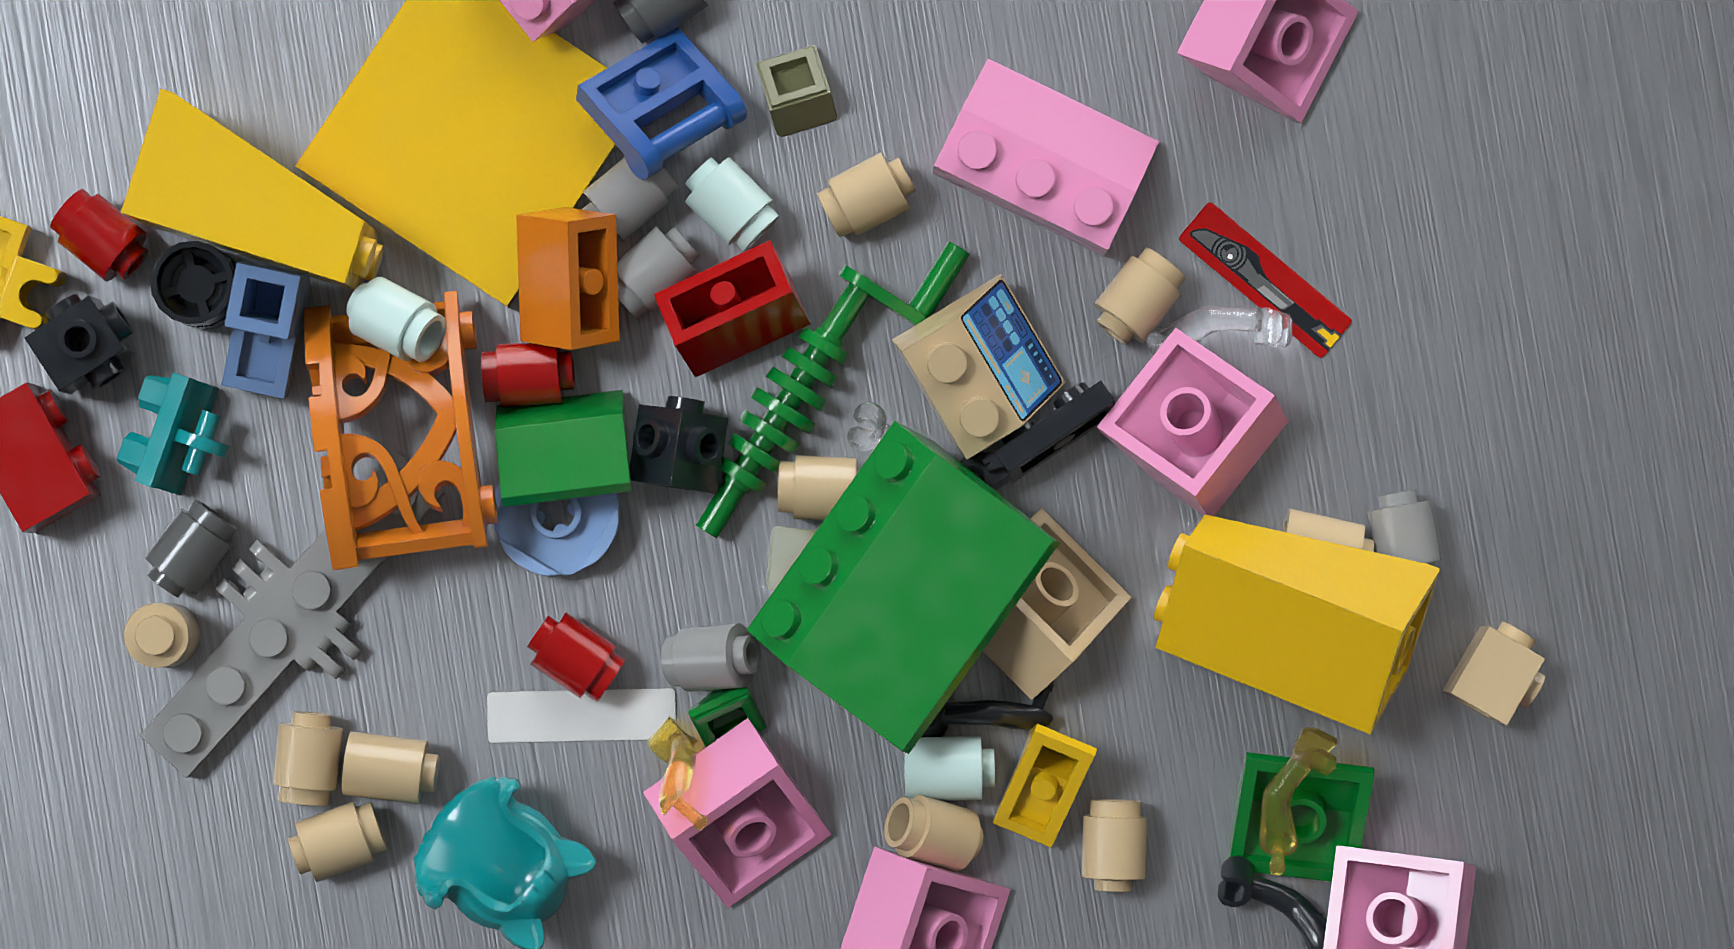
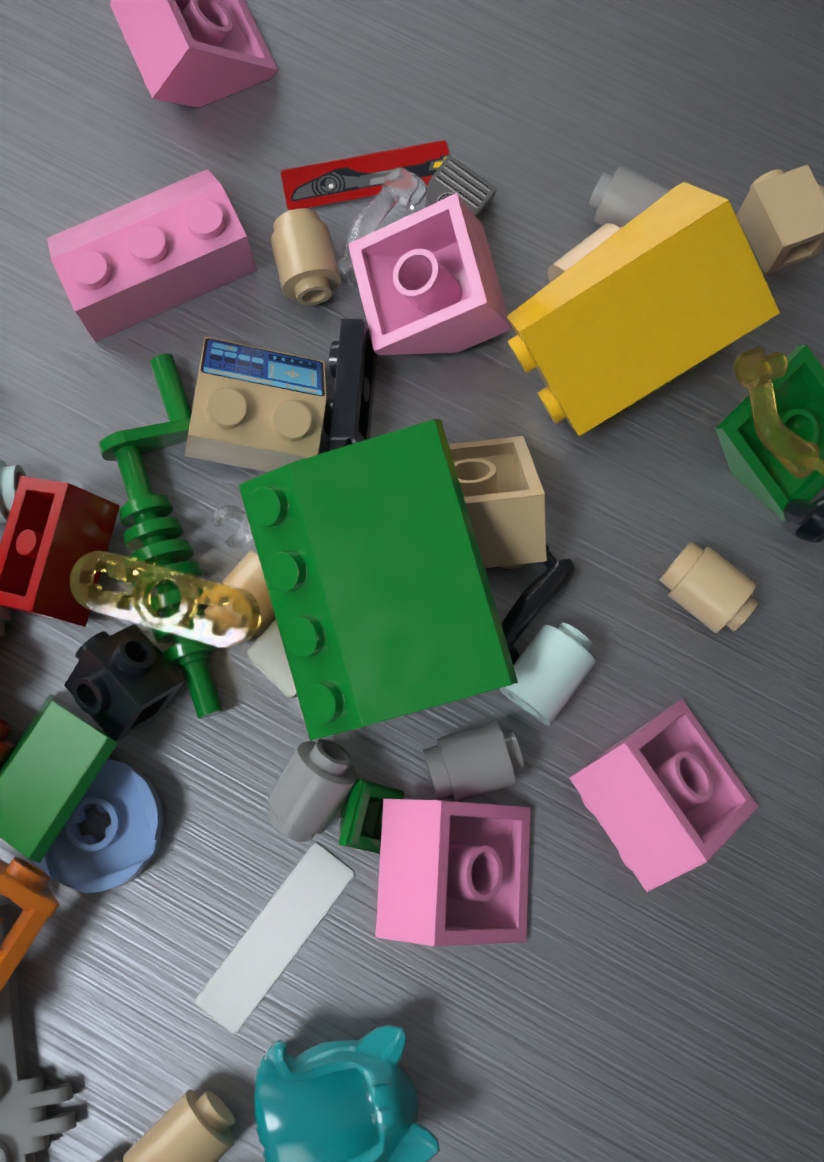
camera: 45 degrees left, 10 degrees down
(575, 656) = (220, 903): red brick -> none
(676, 749) = (363, 880): clear yellow piece -> none
(761, 383) = (127, 569): none -> clear yellow beam
(829, 764) = (473, 762): none -> light grey brick
(866, 195) = (63, 391): tan brick -> none
(934, 832) = (593, 720): tan brick -> none
(1044, 785) = (621, 600): yellow slope -> none
(1301, 375) = (457, 178): none -> dark grey tile

